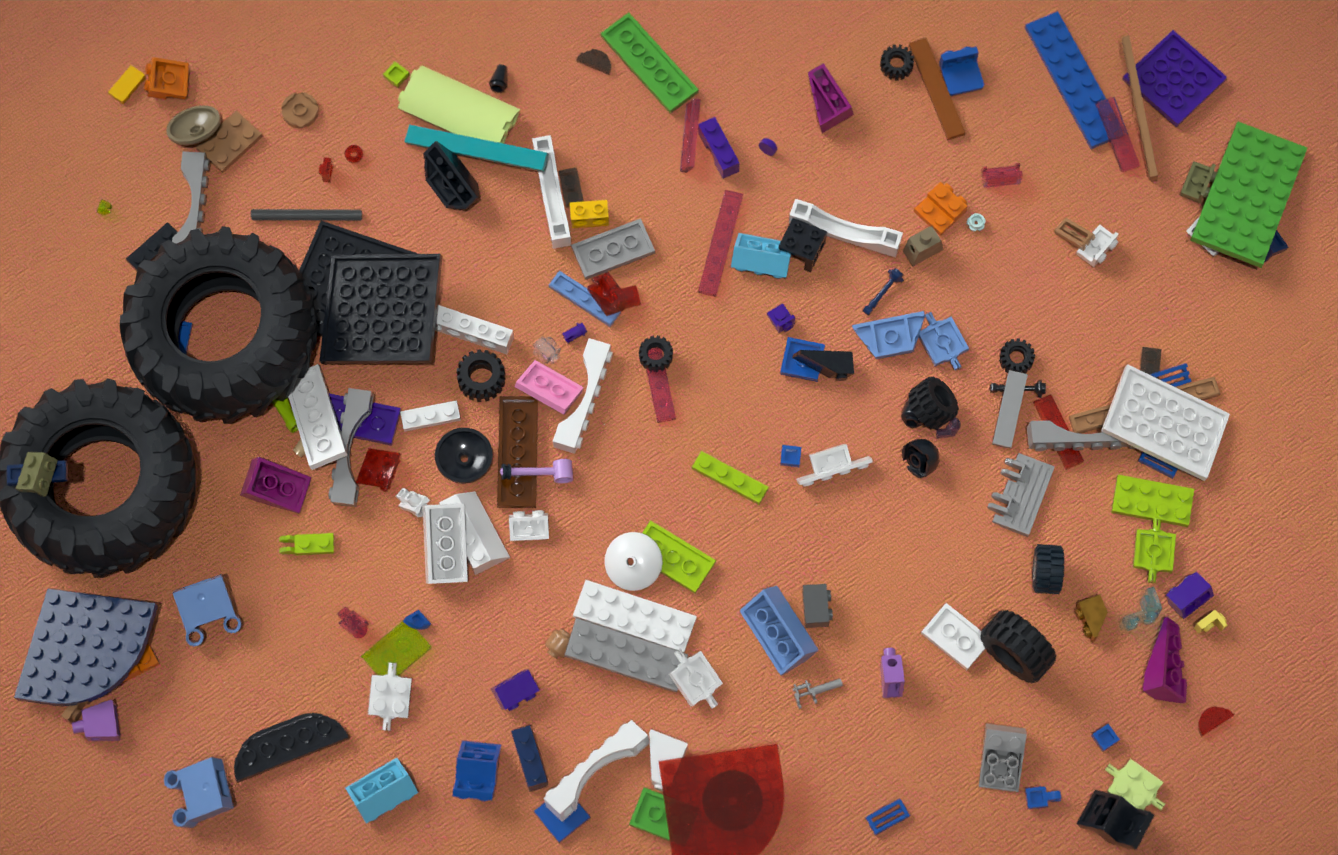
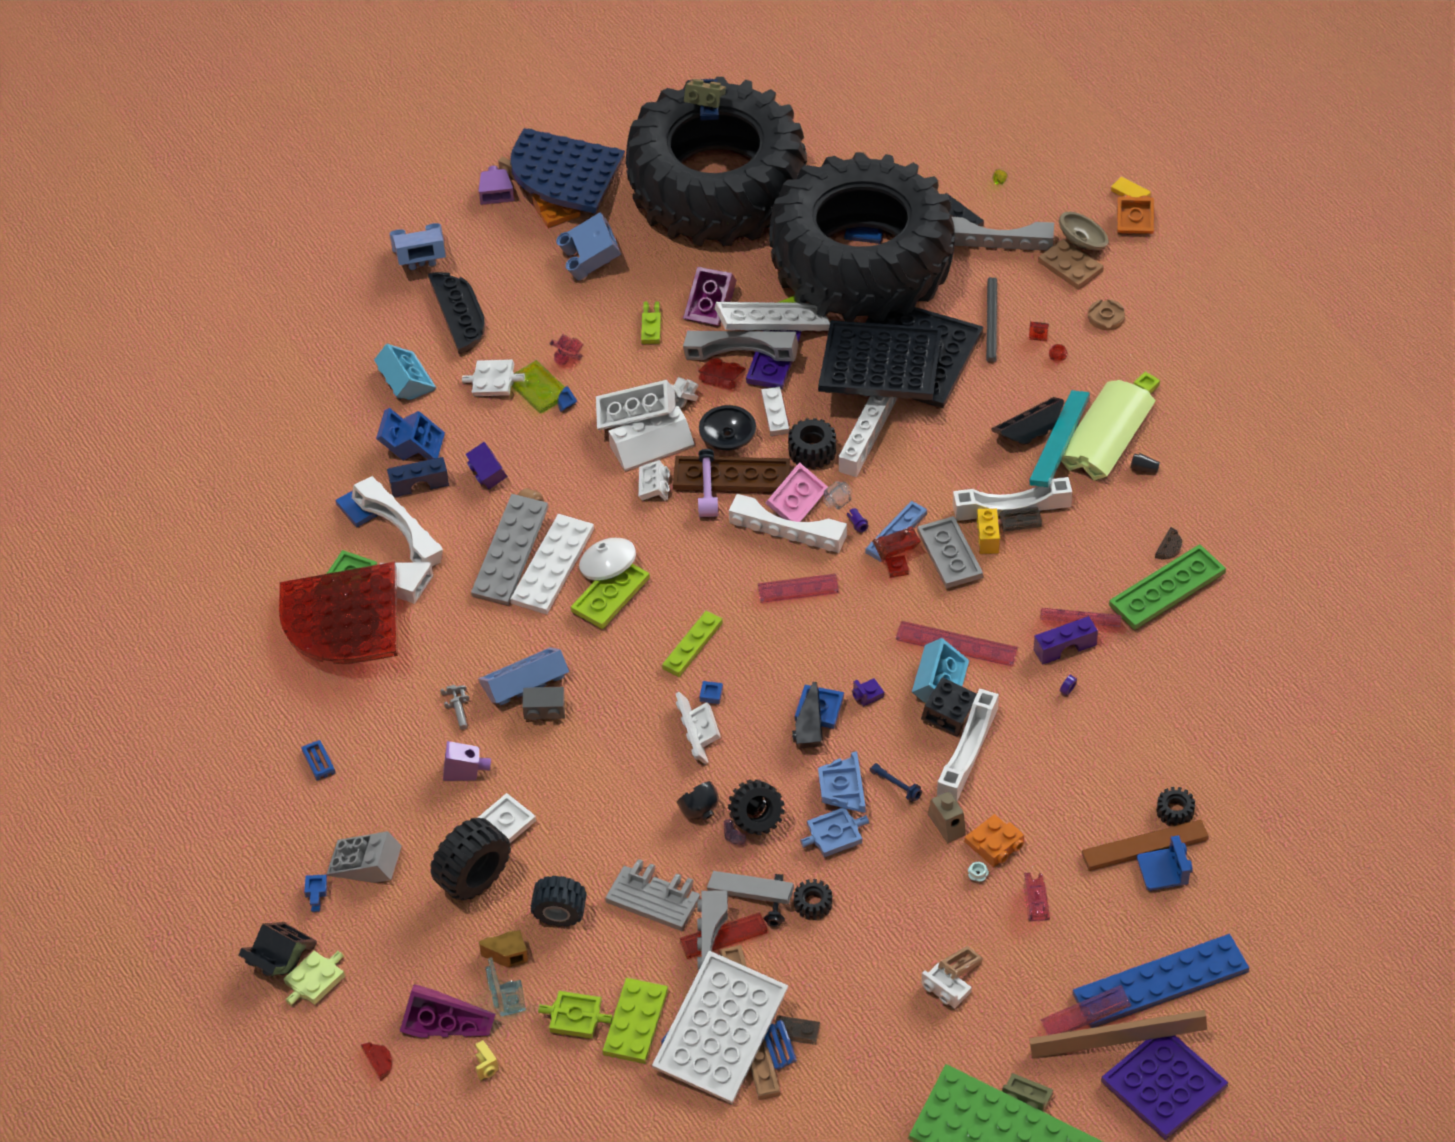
camera: 95 degrees right, 20 degrees down
(655, 343) = (825, 570): black tyre -> none
(695, 678) = (479, 603): white plate -> none
(829, 99) = (1126, 736): magenta wedge -> none
(1105, 737) = (371, 952): blue plate -> none
(1189, 595) = (517, 1039): dark purple brick -> none

